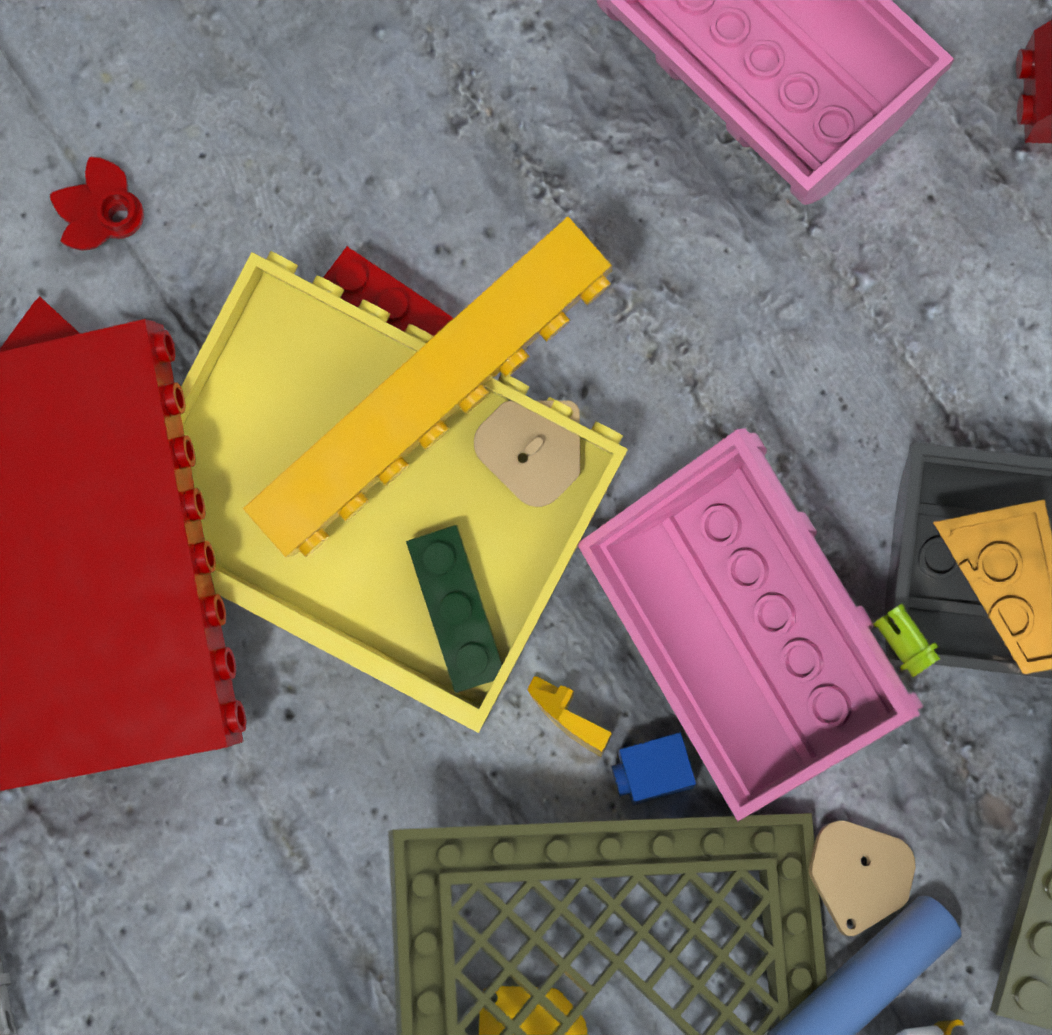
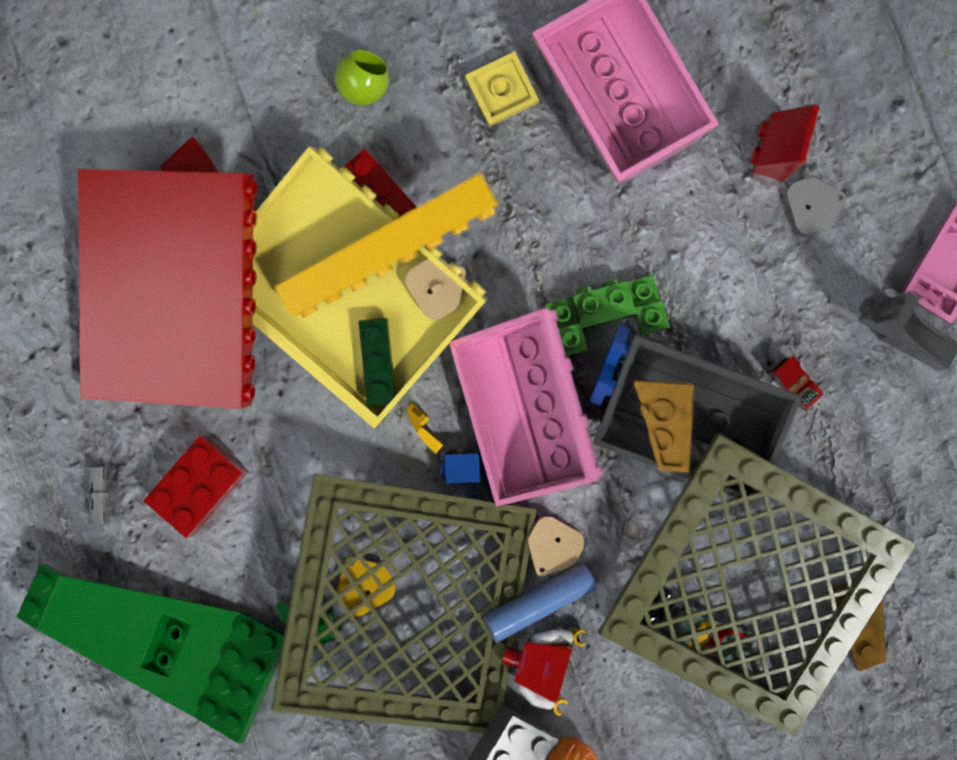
camera: 15 degrees right, 10 degrees up
(92, 207) = (233, 87): red plate -> none
(169, 922) = (195, 486): none -> red brick
(314, 134) = (361, 77): none -> lime helmet
(560, 101) = (501, 89): none -> light yellow plate
(848, 415) = (607, 305): none -> bright green bracket
(878, 535) = (611, 366): none -> blue plate
(909, 643) = (604, 438): lime pin -> none

